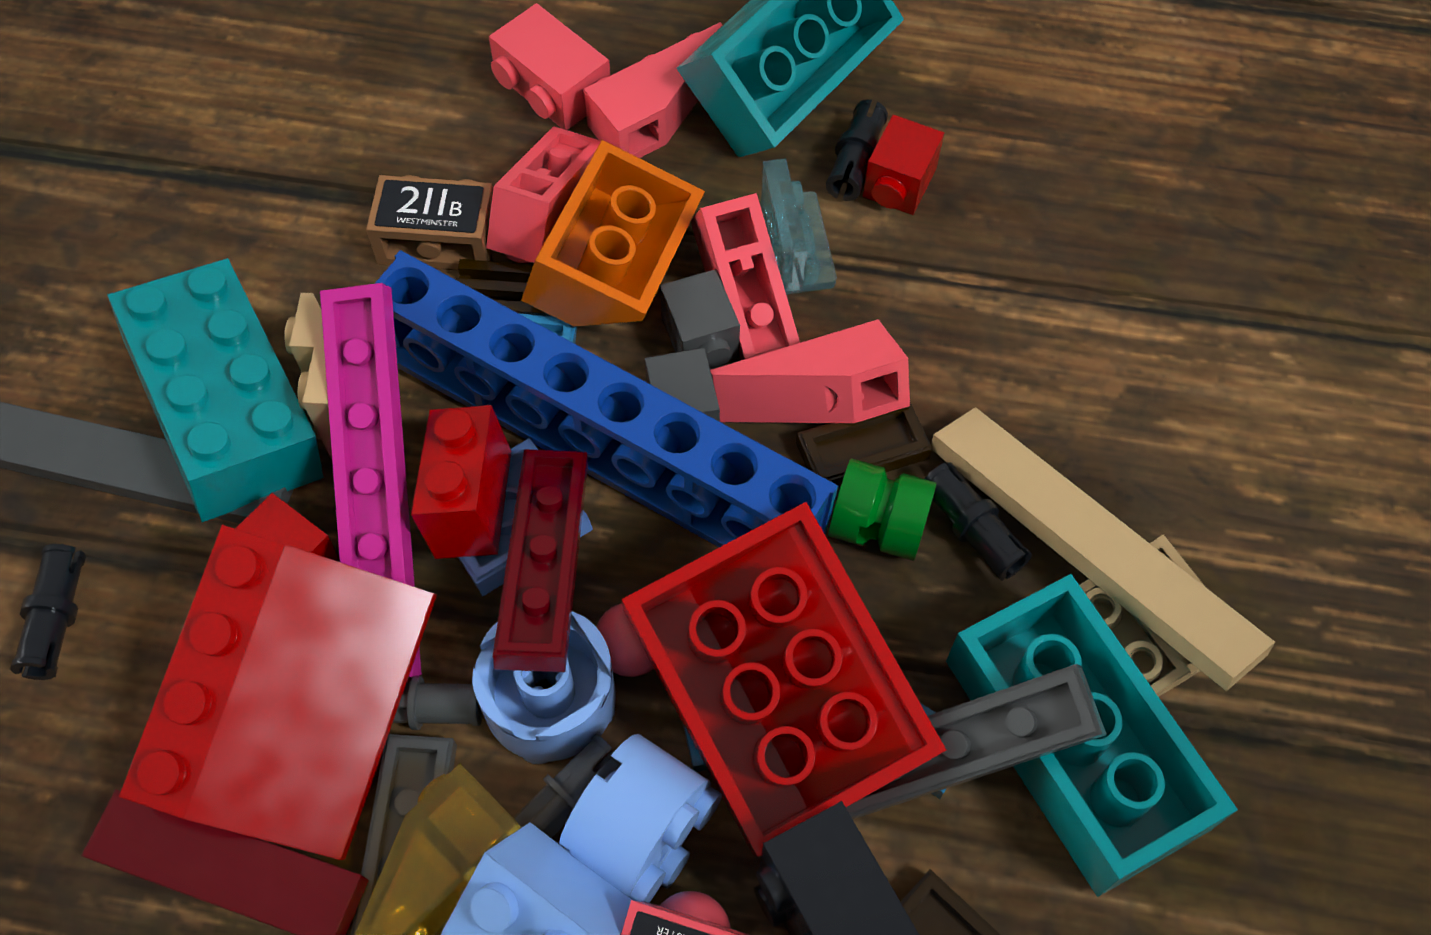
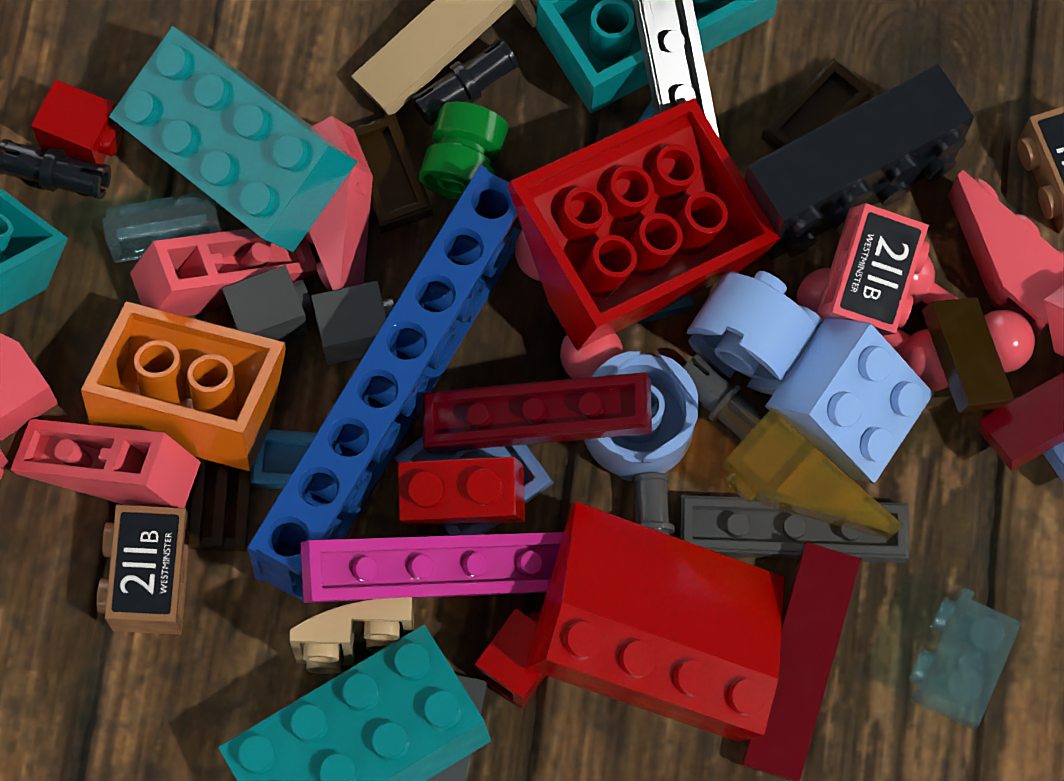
camera: 95 degrees left, 10 degrees up
(876, 273) = (233, 139): none -> teal brick

